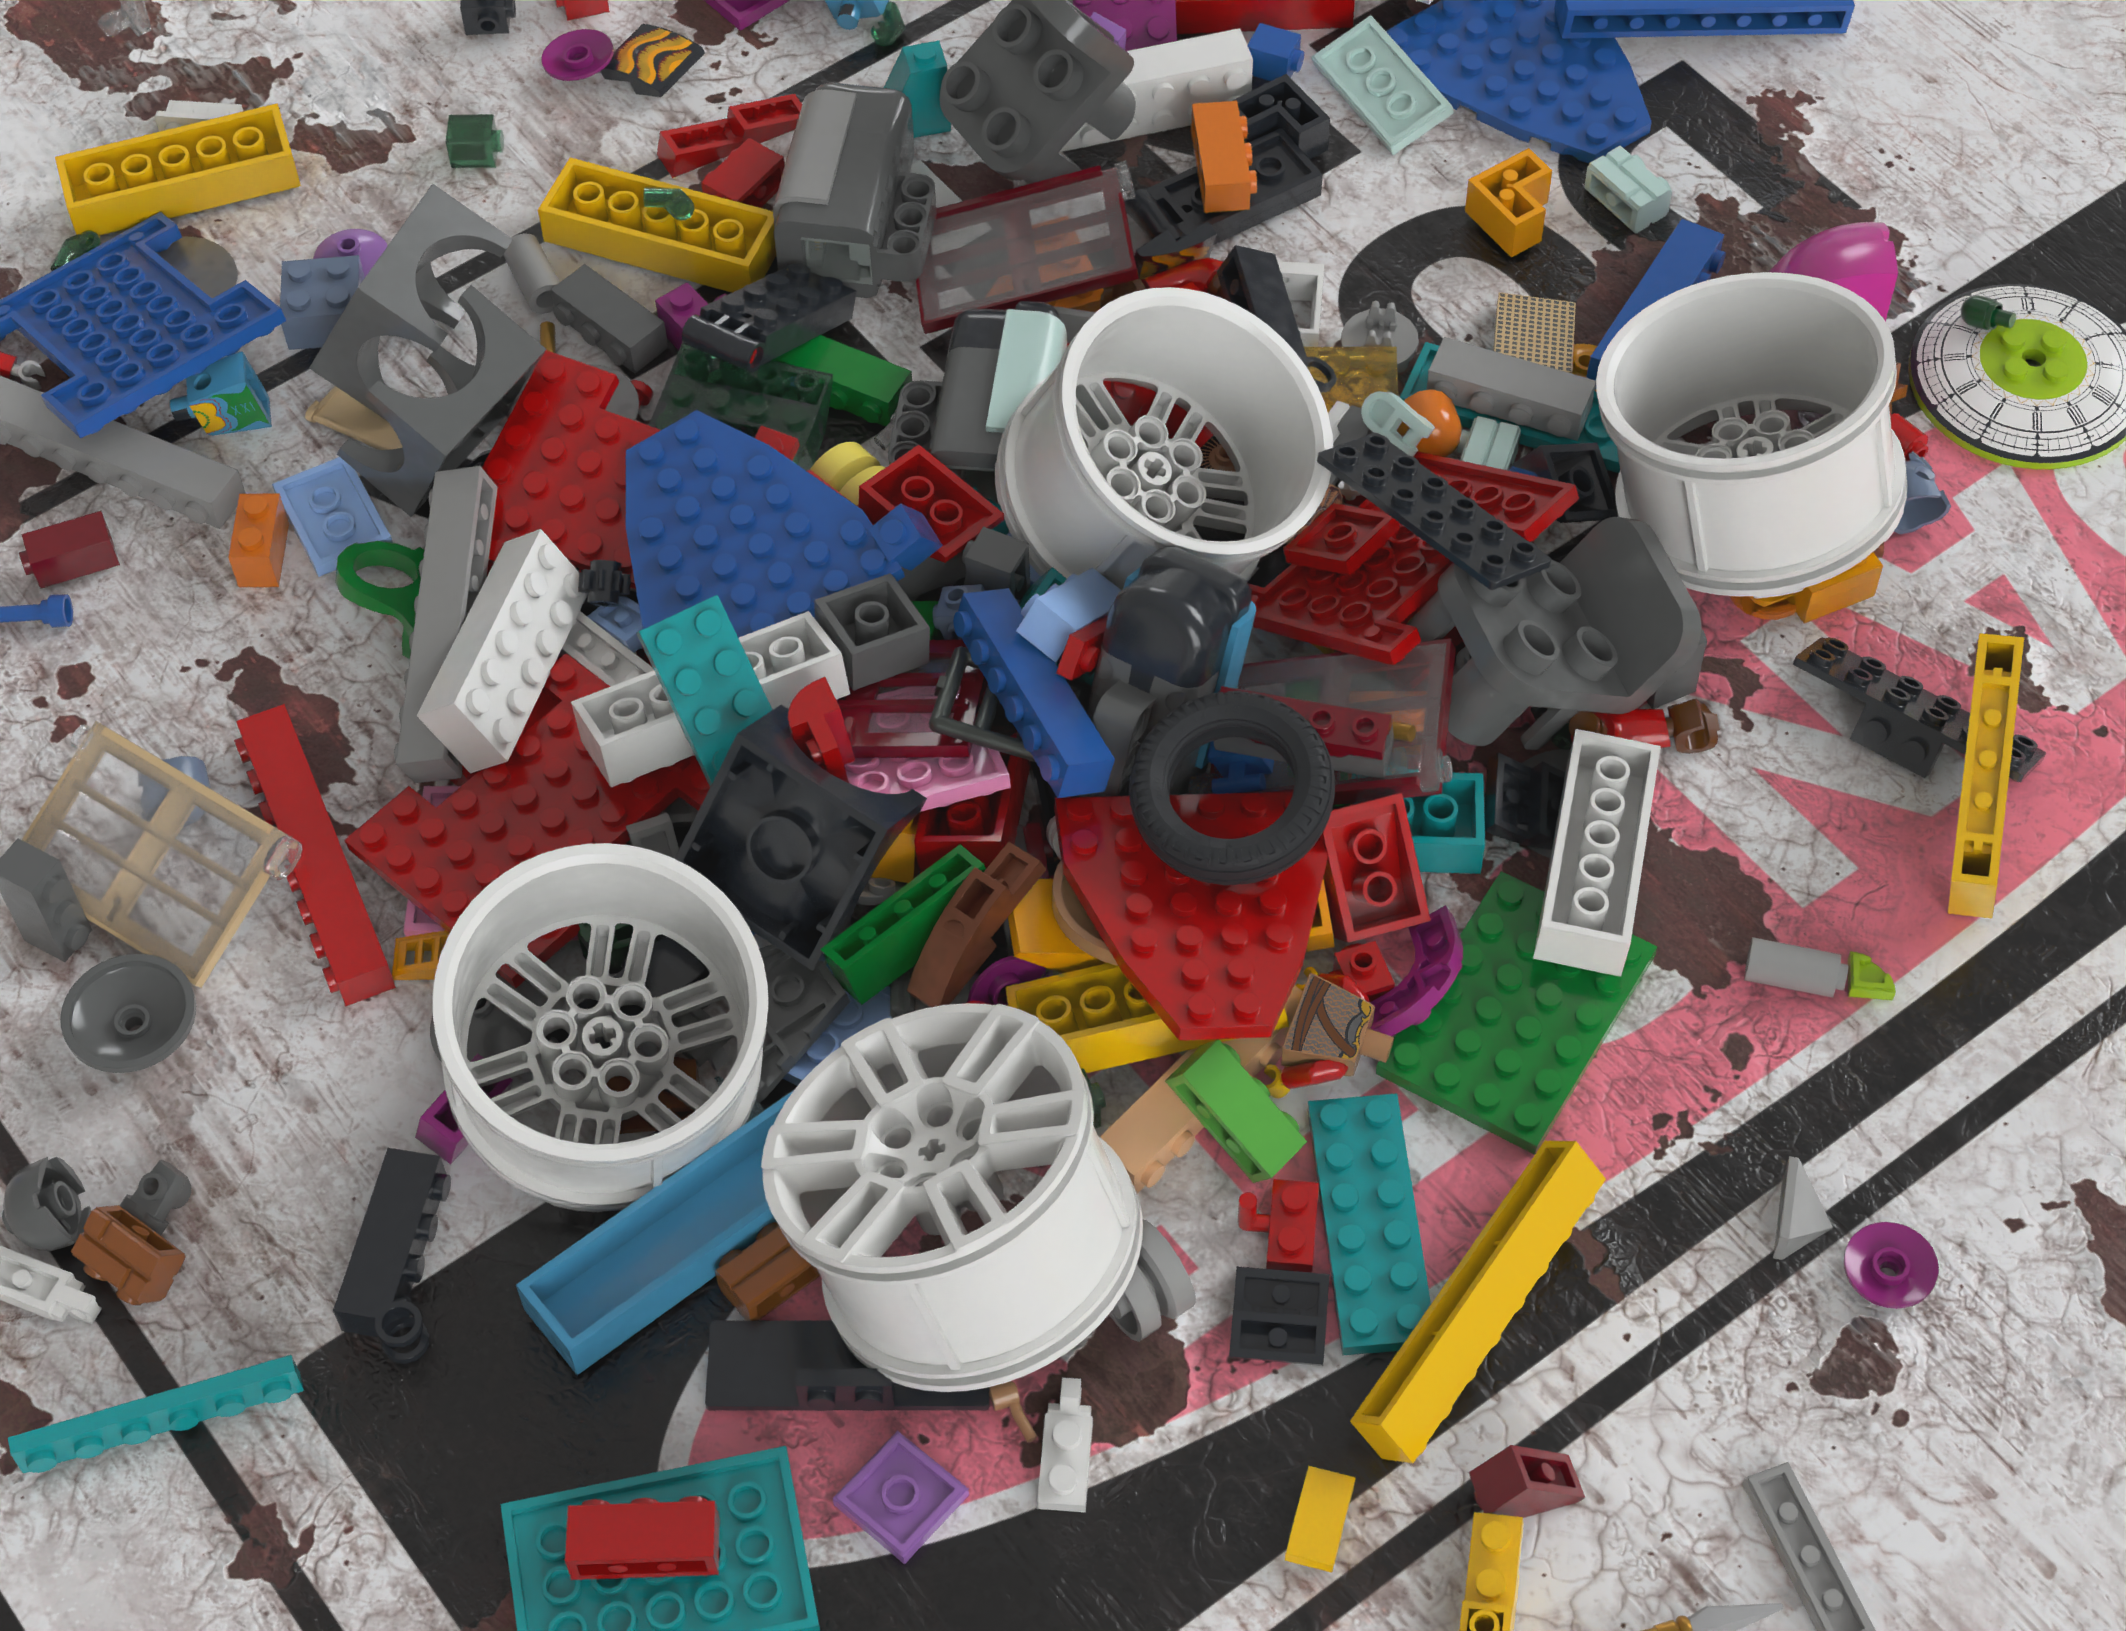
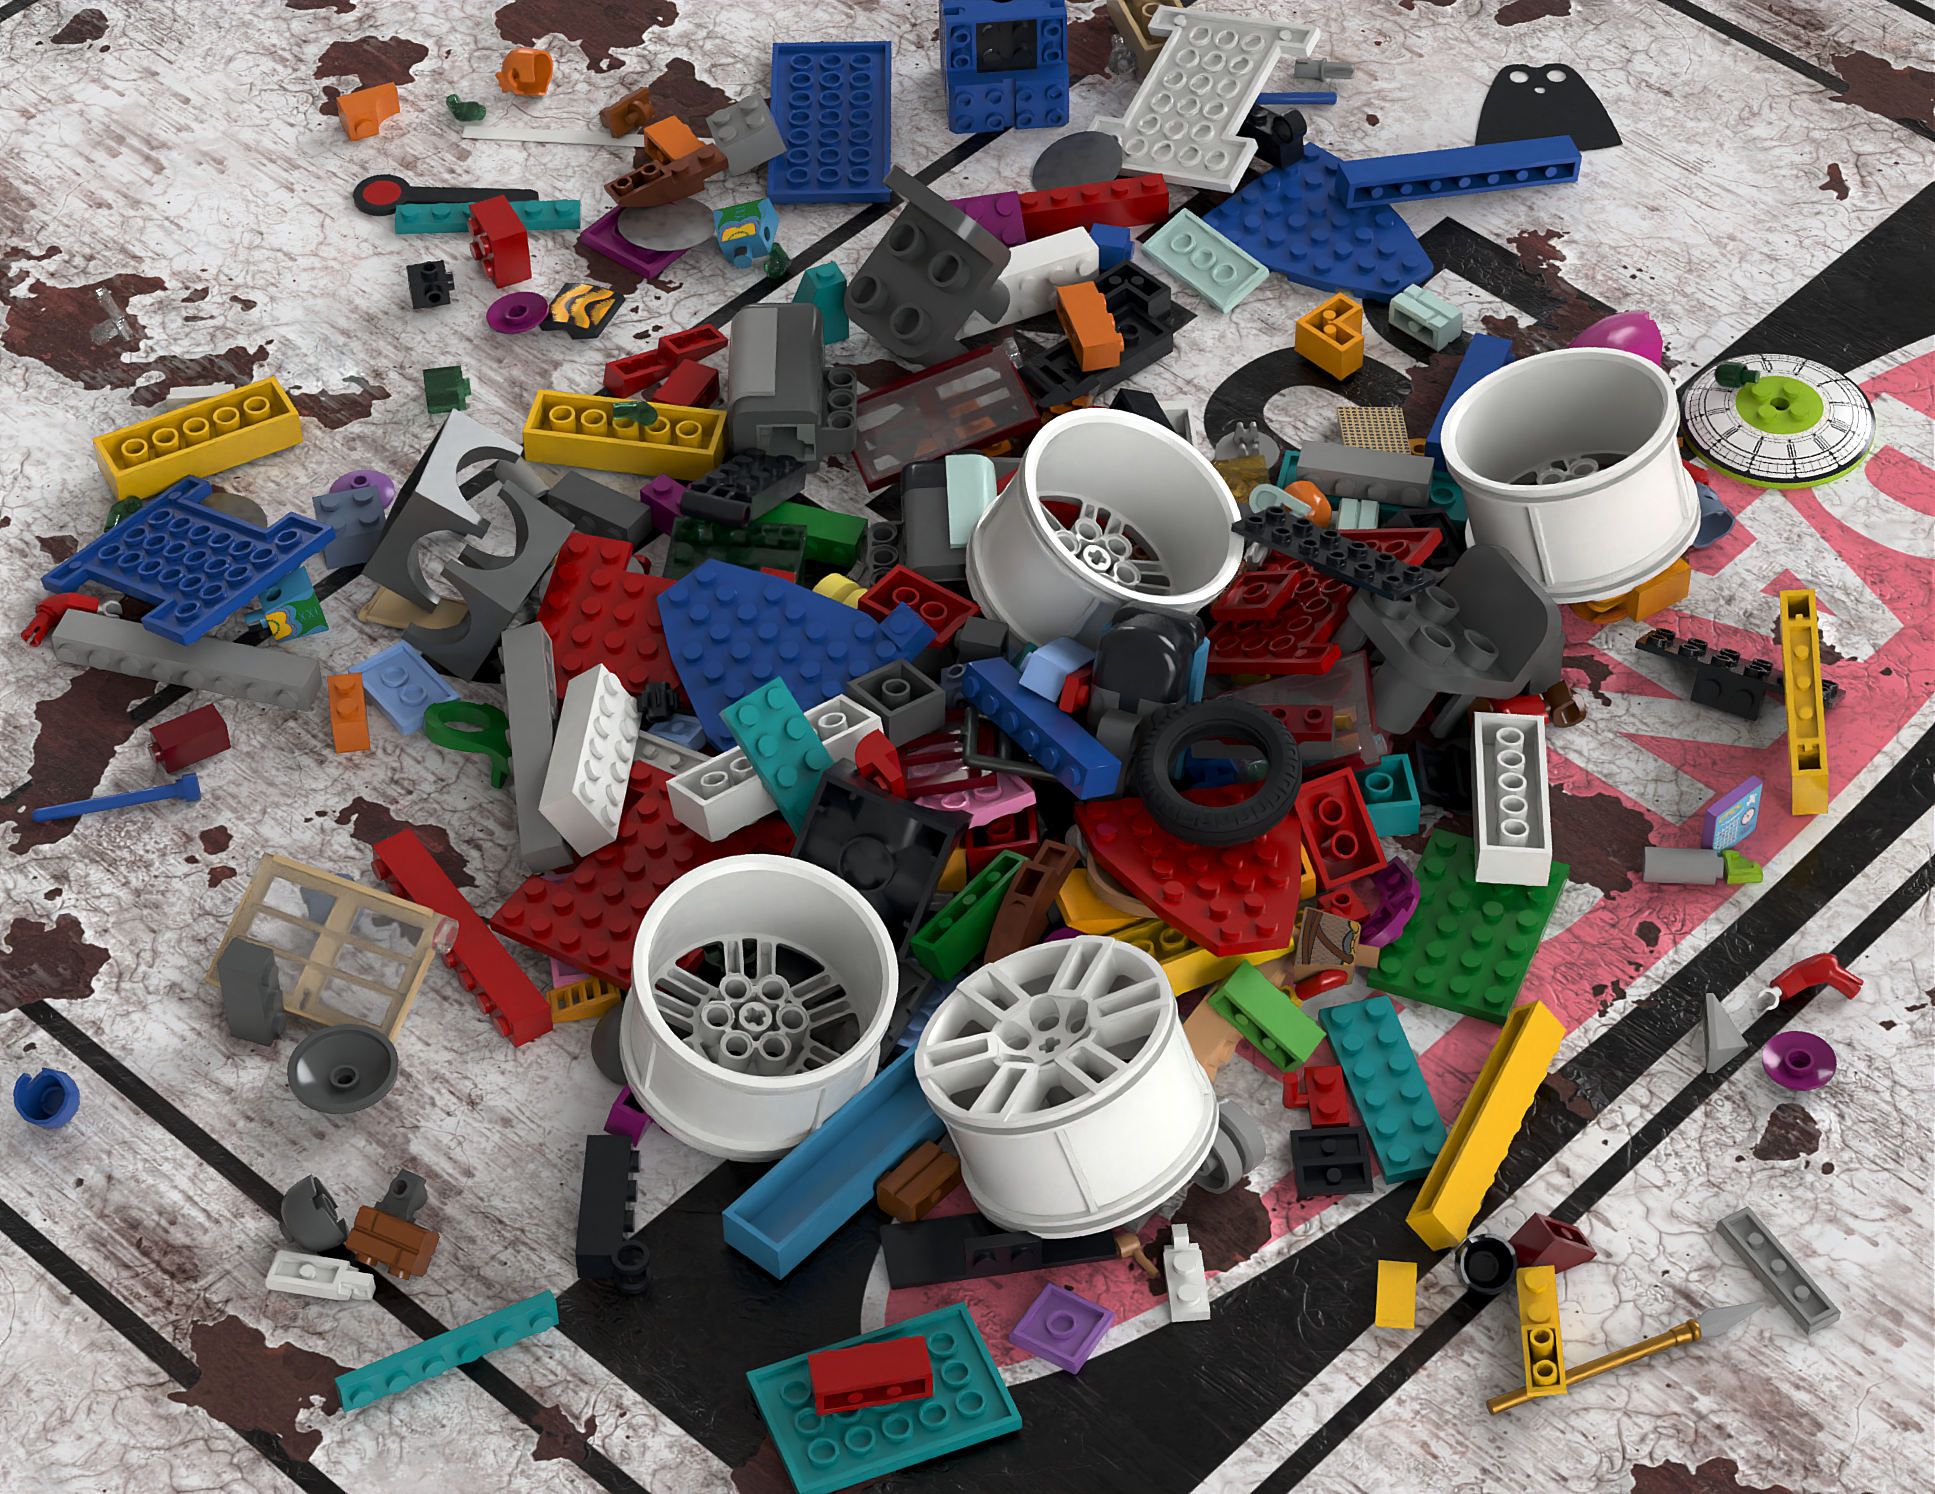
camera: 10 degrees left, 10 degrees down
(1437, 1500) = (1485, 1264): none -> black helmet
(1869, 914) = (1732, 816): none -> tile
(1925, 1143) = (1809, 972): none -> red arm

